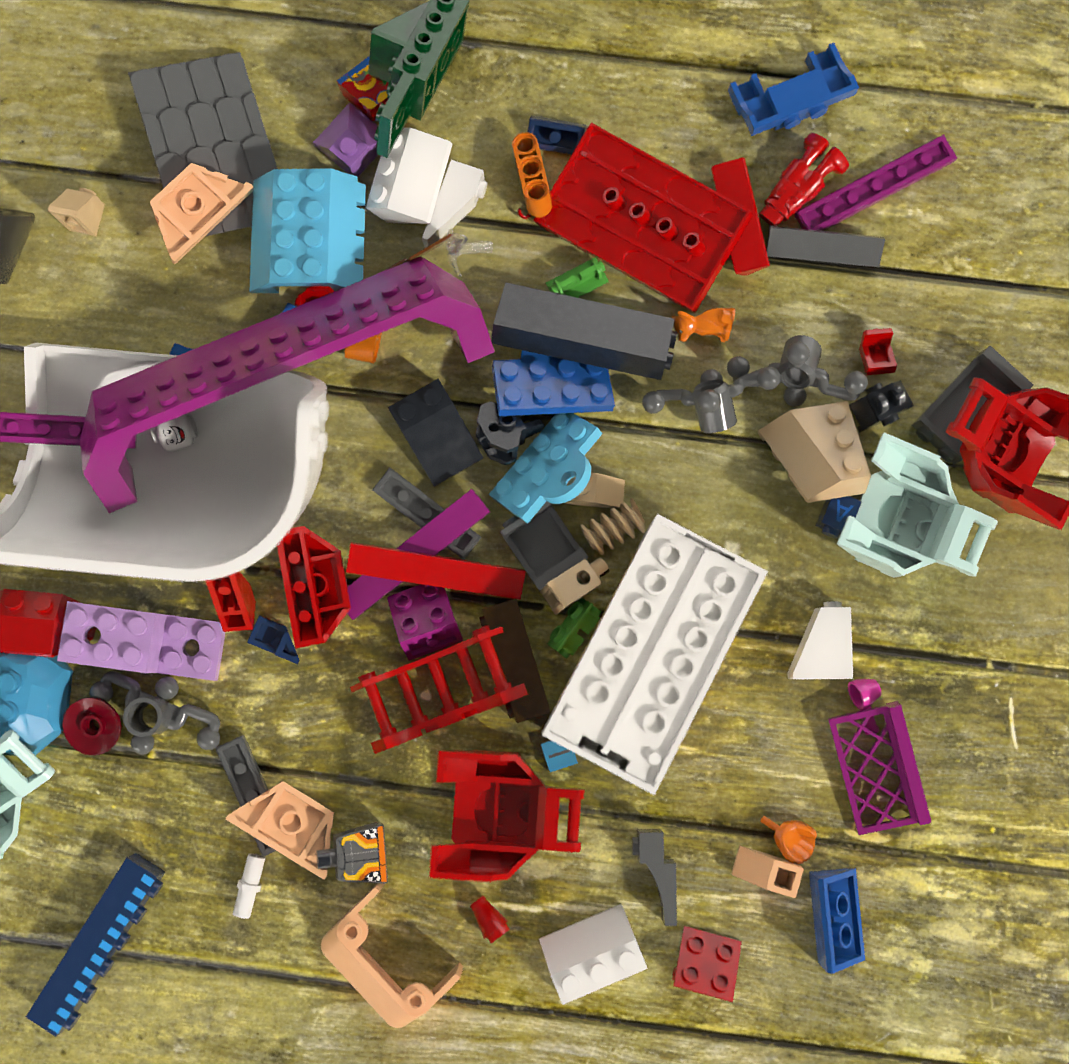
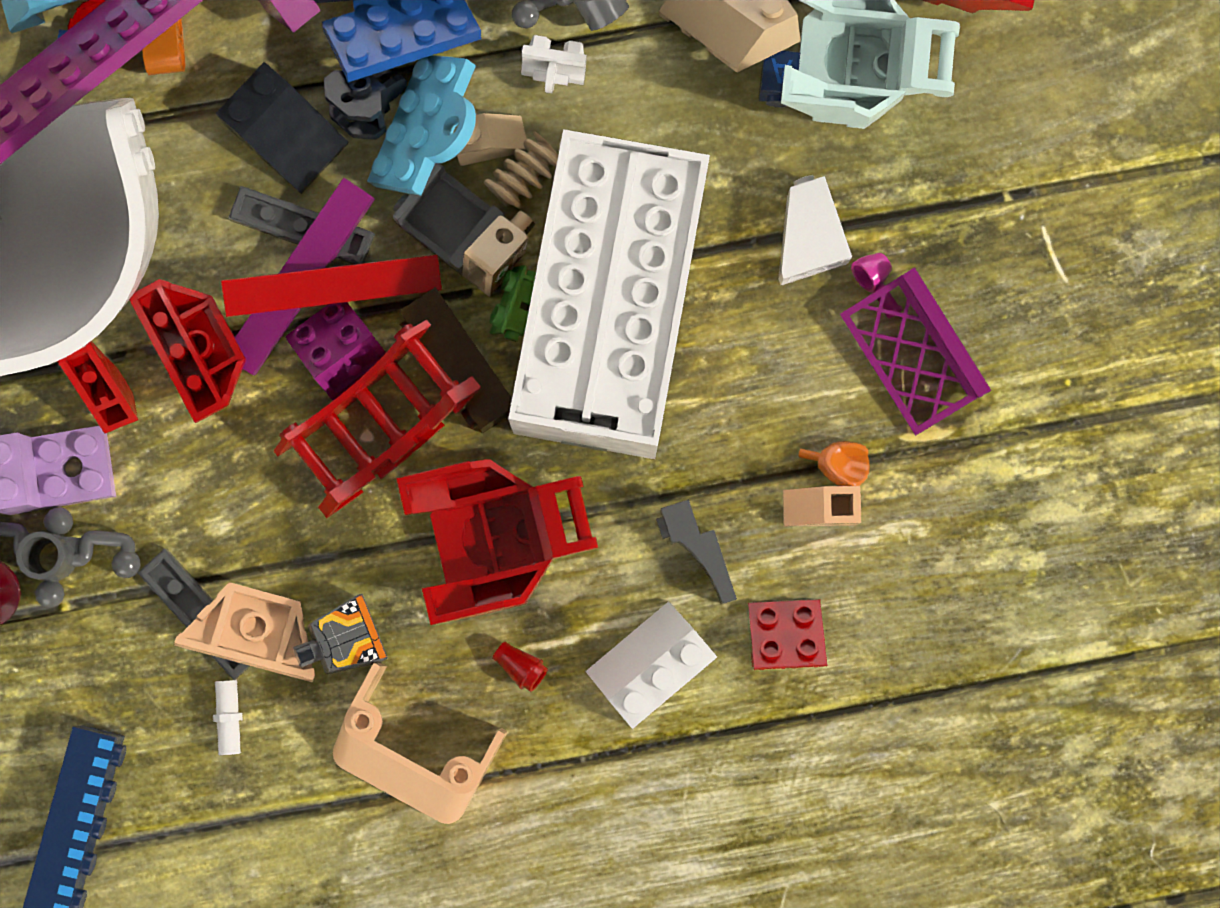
camera: 20 degrees left, 0 degrees up
(273, 638) = (167, 426): dark blue slope -> none
(557, 756) = (542, 455): dark azure tile -> none
(663, 450) = (553, 65): none -> white hips
(837, 918) = (919, 535): blue slope -> none

